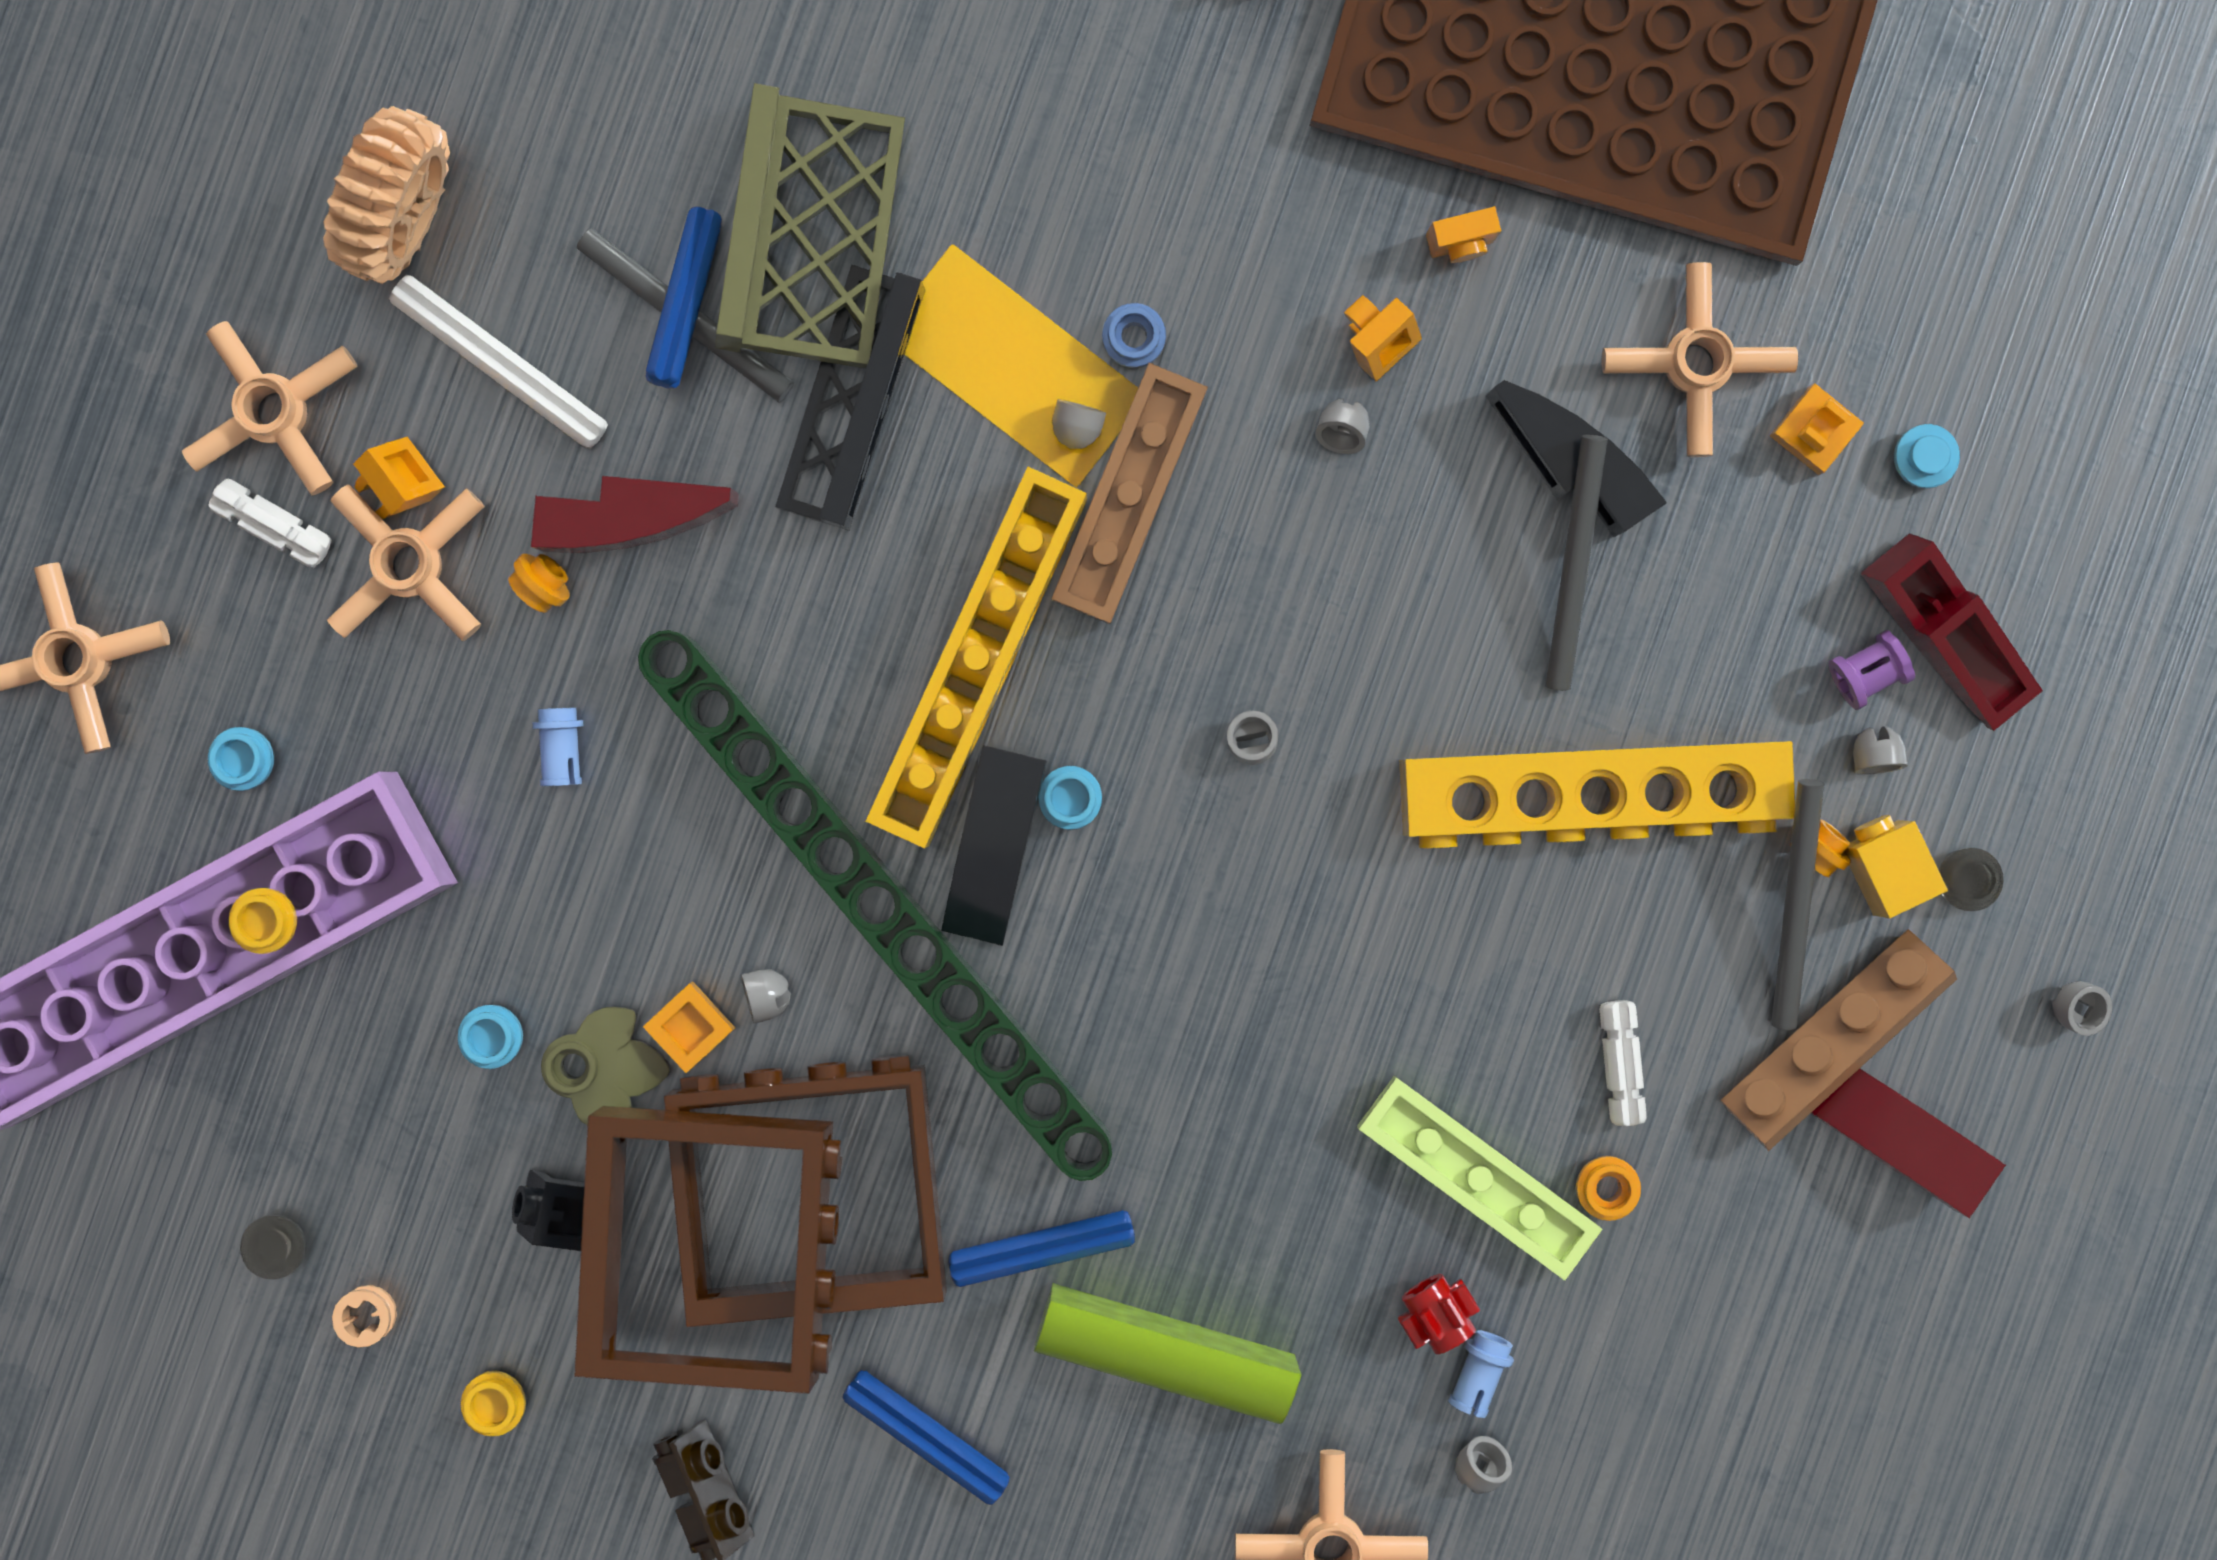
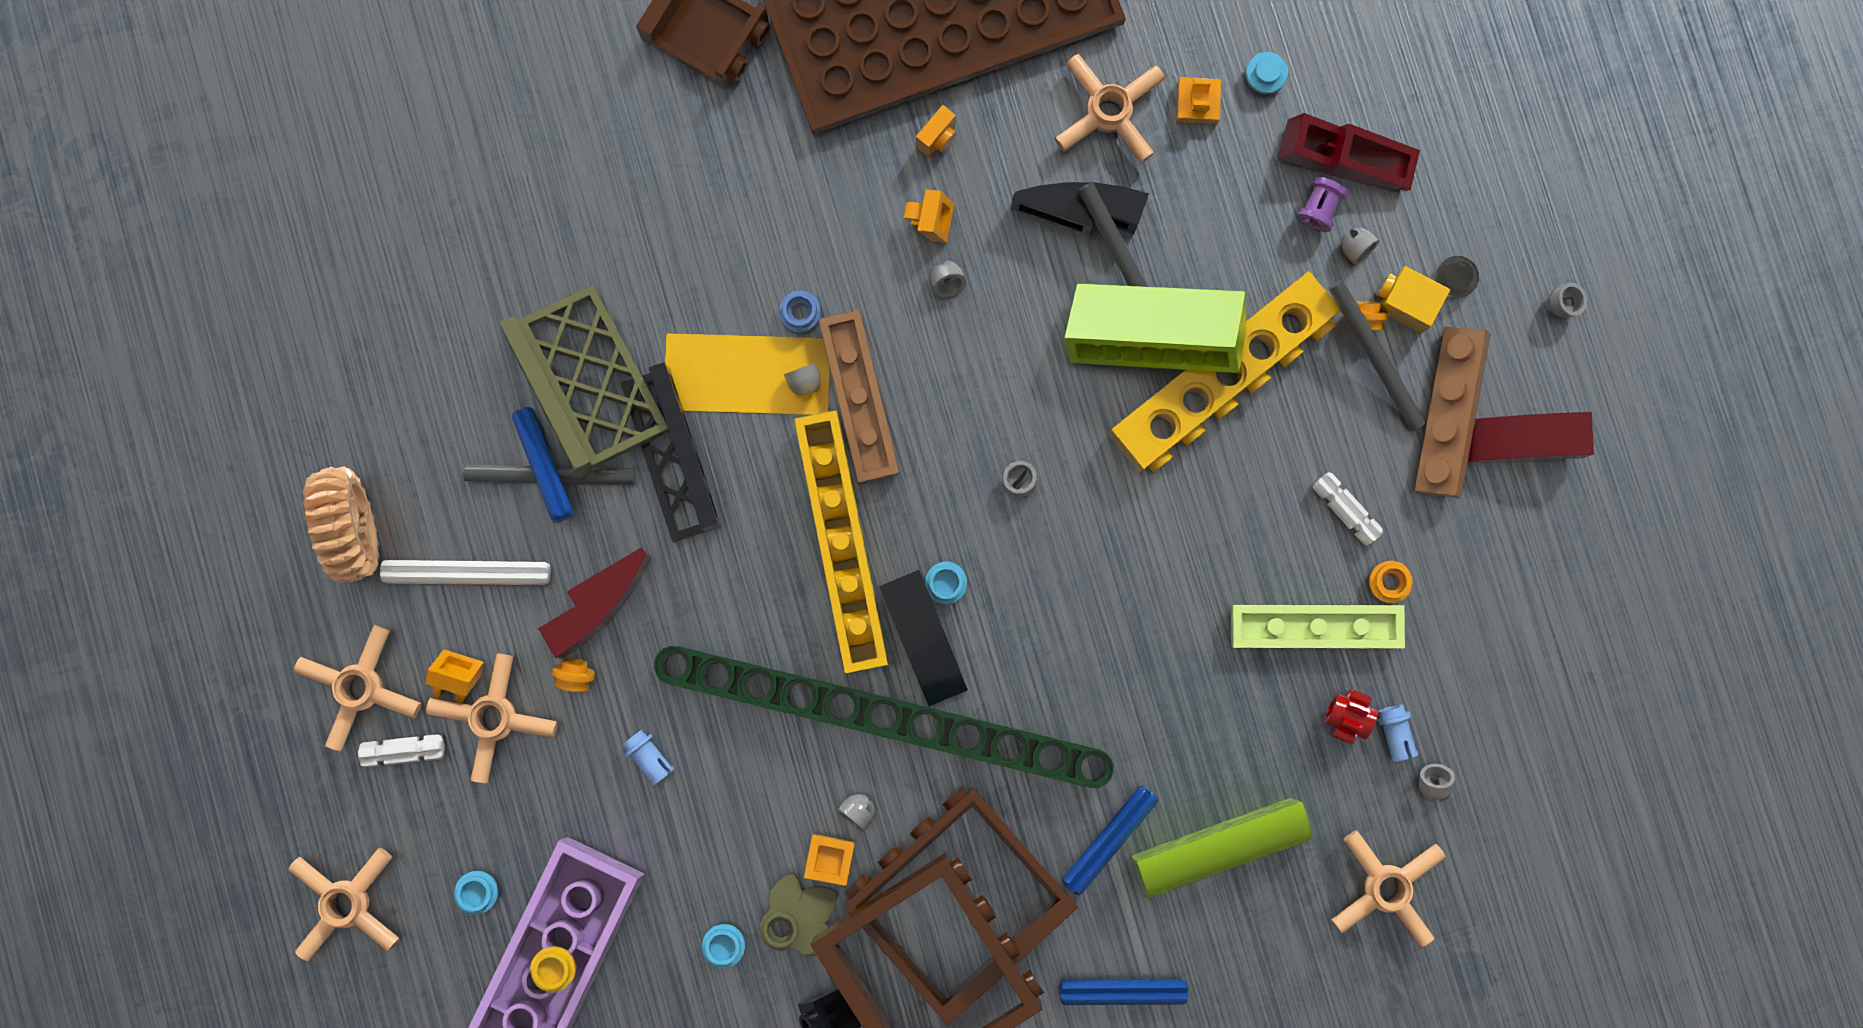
camera: 30 degrees left, 5 degrees down
(1554, 676) = (1157, 327): none -> brick

